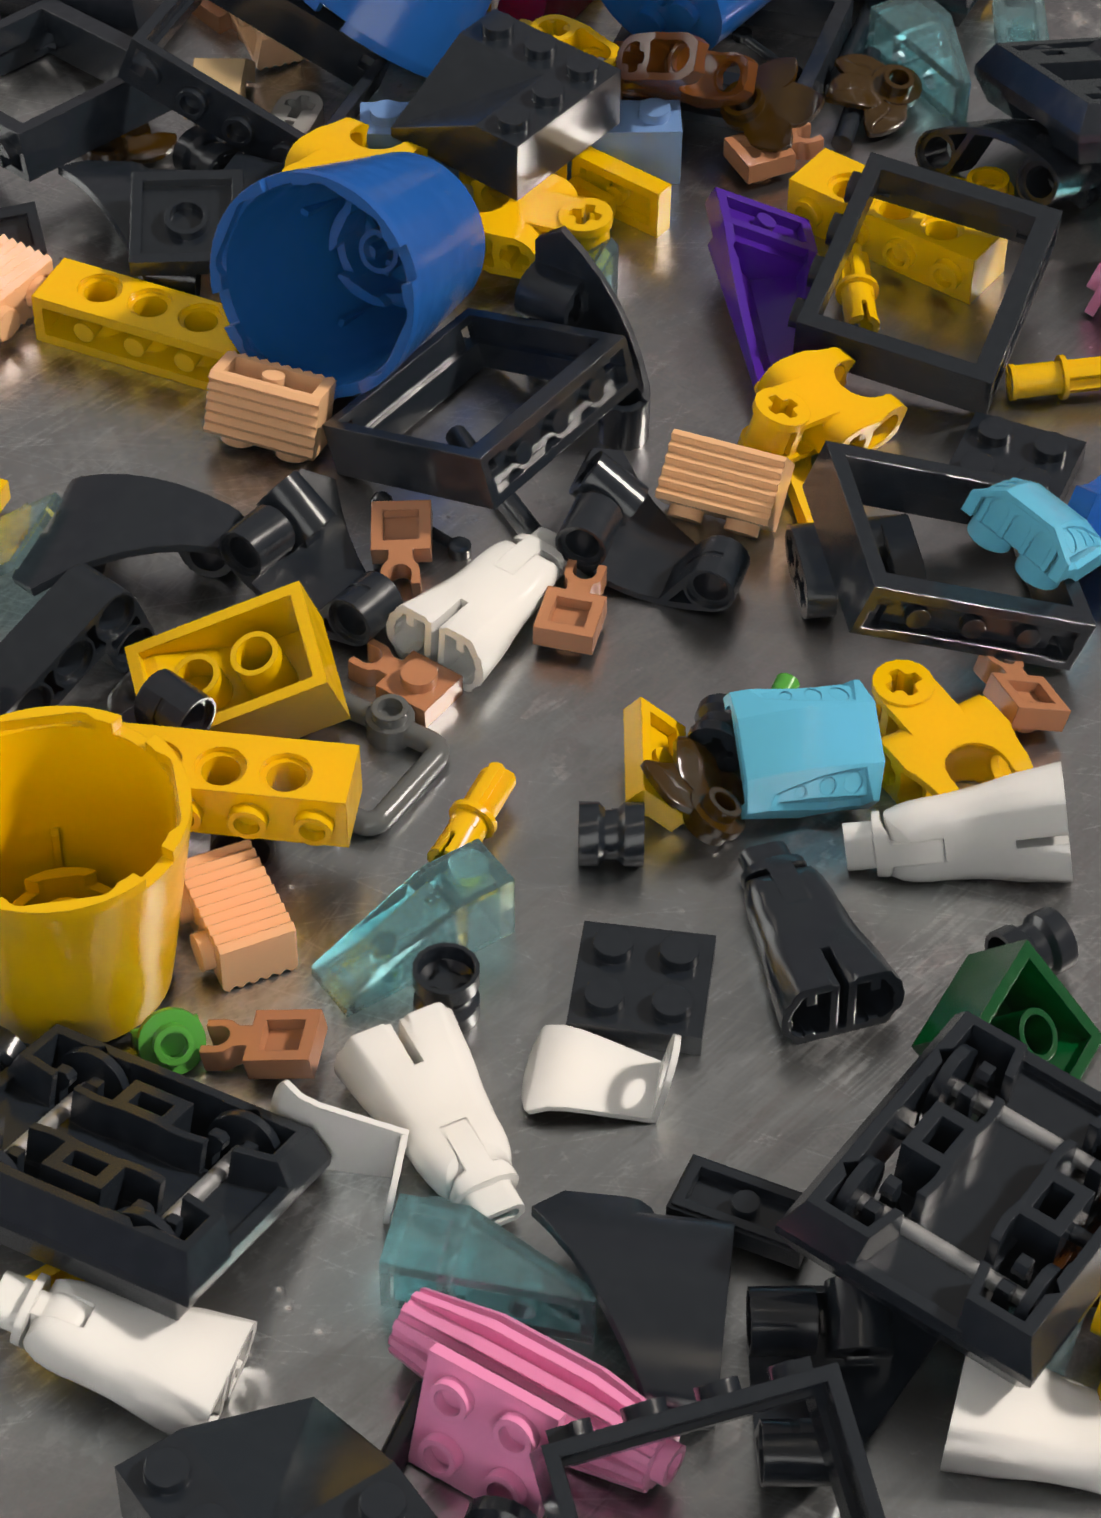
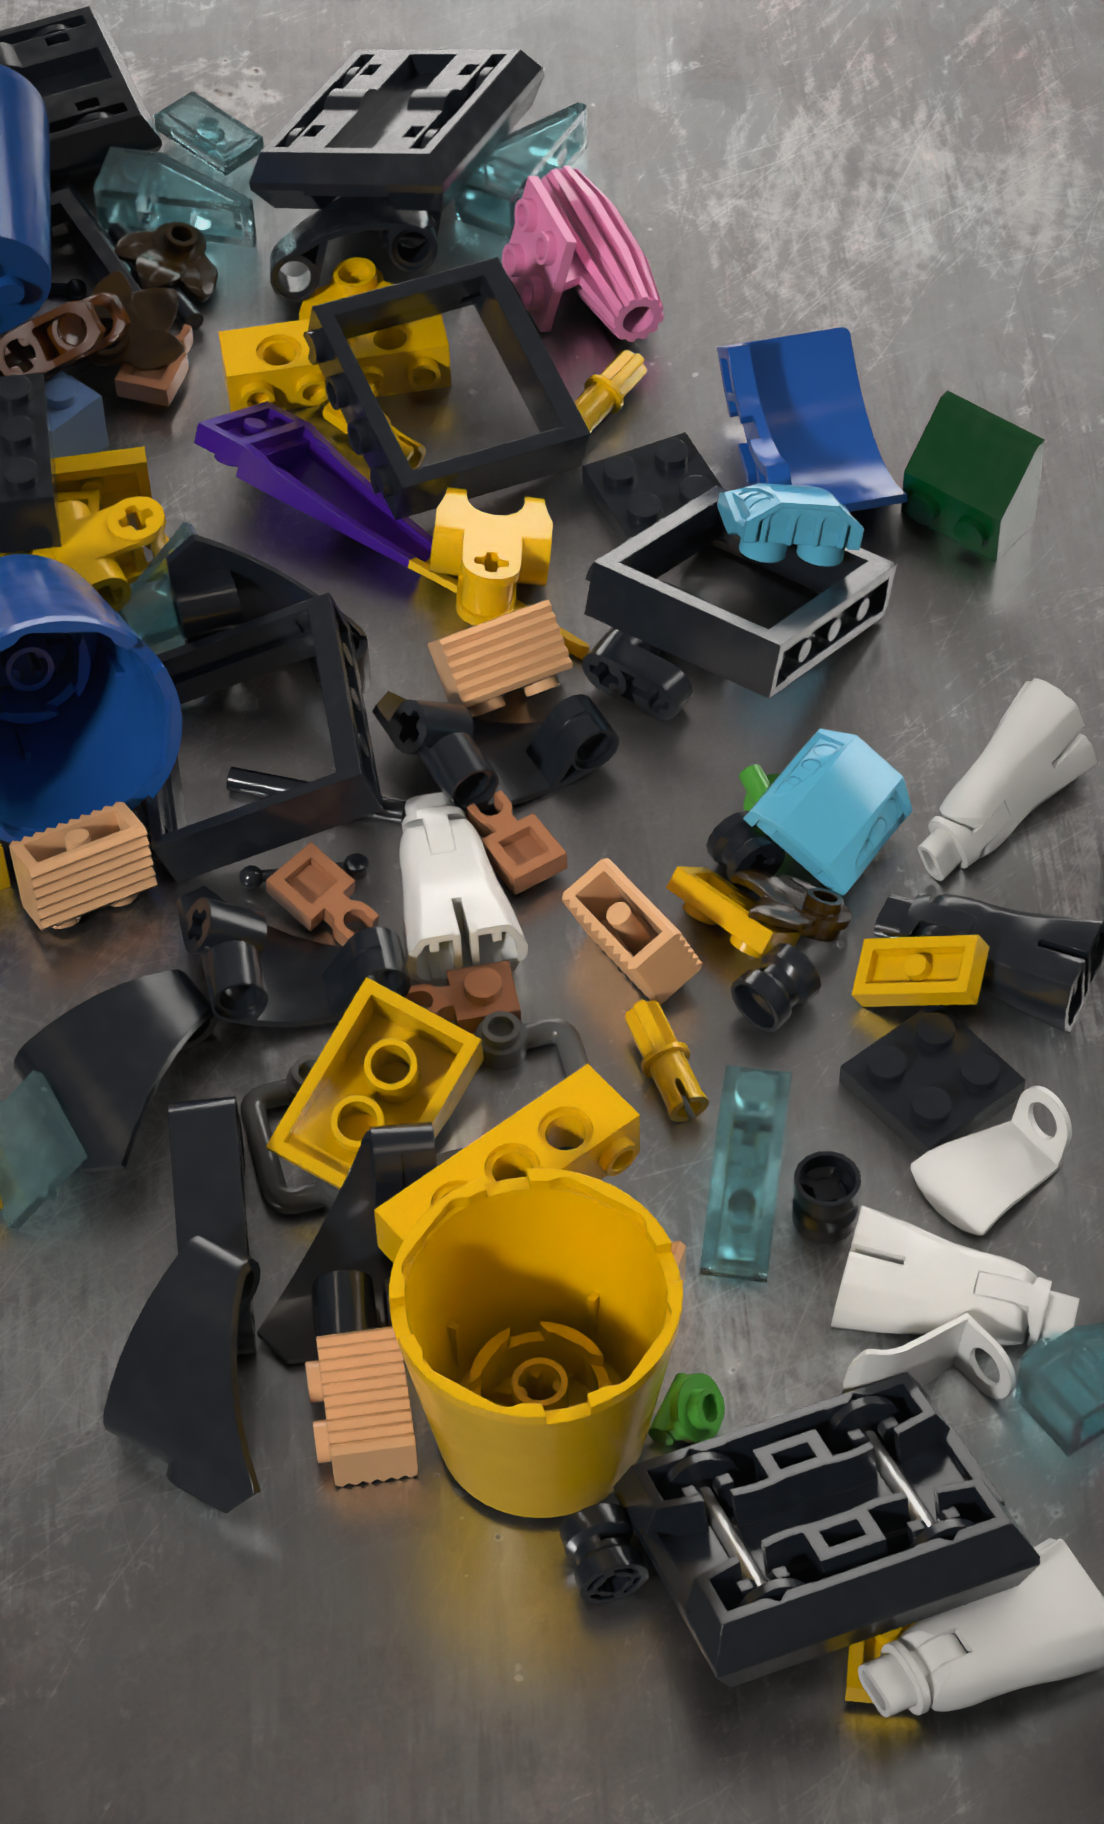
camera: 45 degrees left, 5 degrees up
(274, 1047) = (765, 1341): nougat plate -> none
(554, 715) = (631, 931): none -> light nougat brick
(721, 902) = (920, 971): none -> yellow plate
(936, 741) = (903, 726): yellow piece -> none
(1021, 698) = (895, 658): nougat plate -> none

